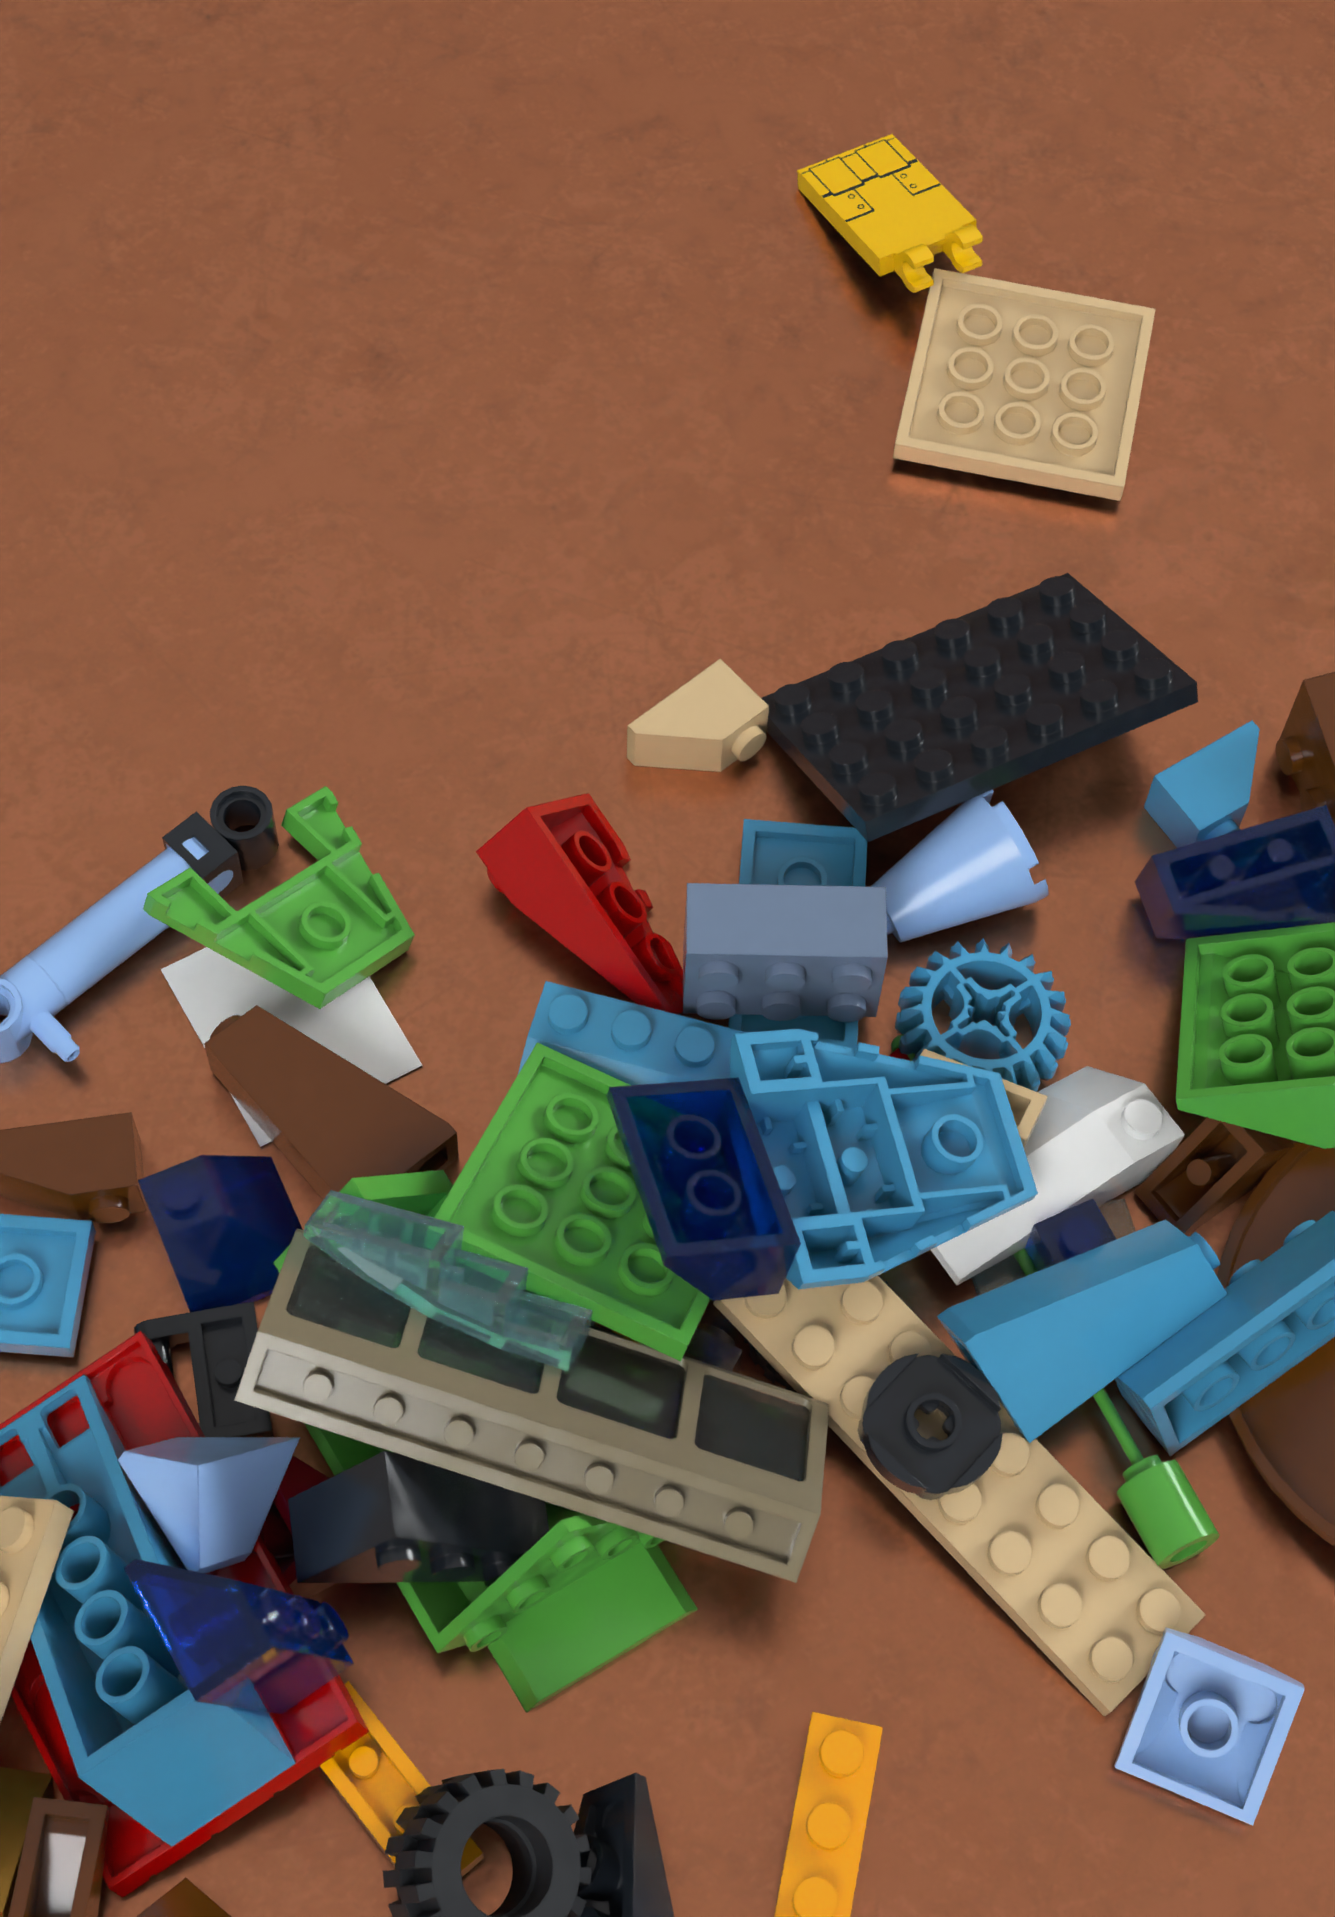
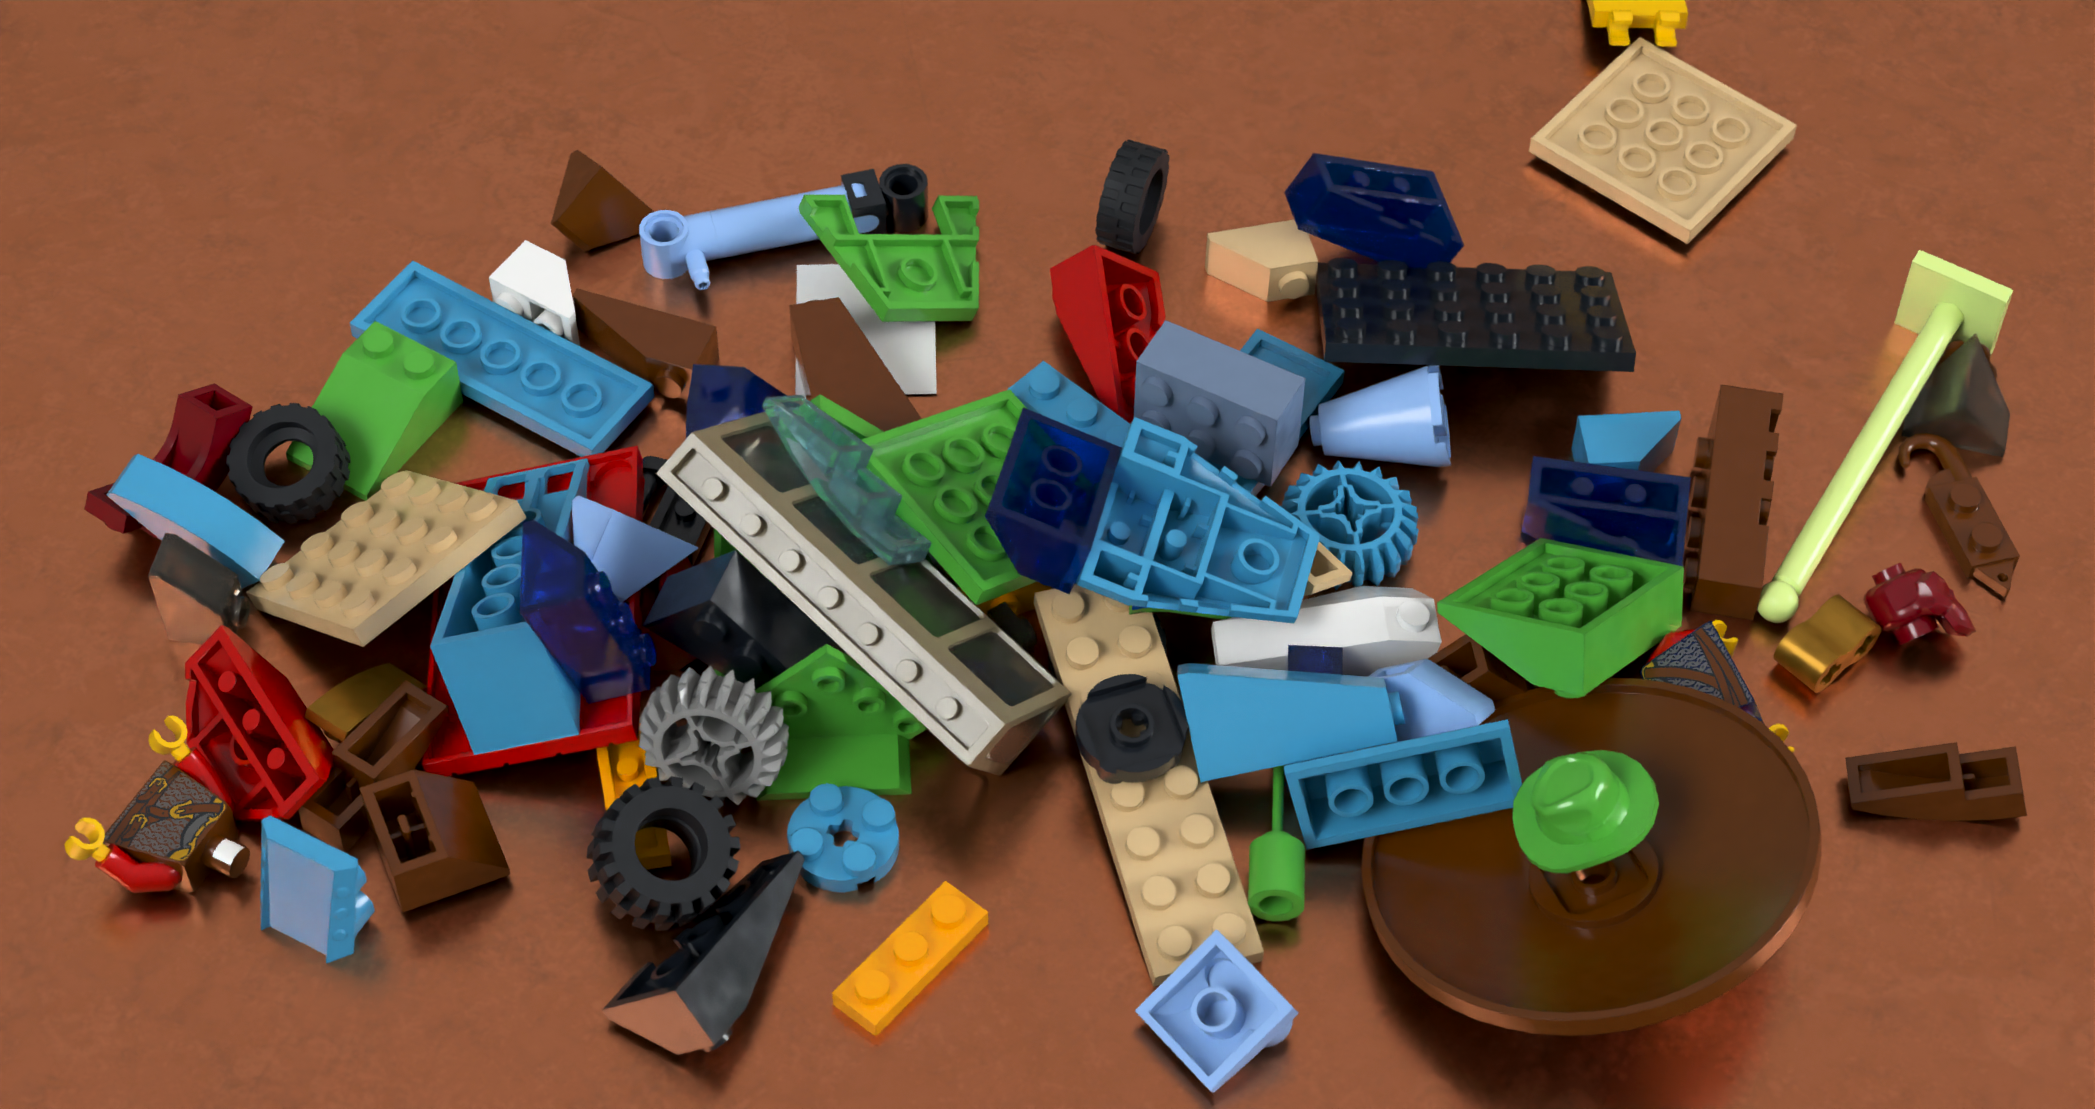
camera: 30 degrees right, 10 degrees down
(457, 1679) = (721, 721): none -> light grey gear
(519, 716) = (1132, 196): none -> black tyre
(685, 1679) = (837, 810): none -> dark azure plate
(800, 616) = (1375, 210): none -> clear blue wedge
(1225, 1208) = (1433, 699): none -> light blue slope

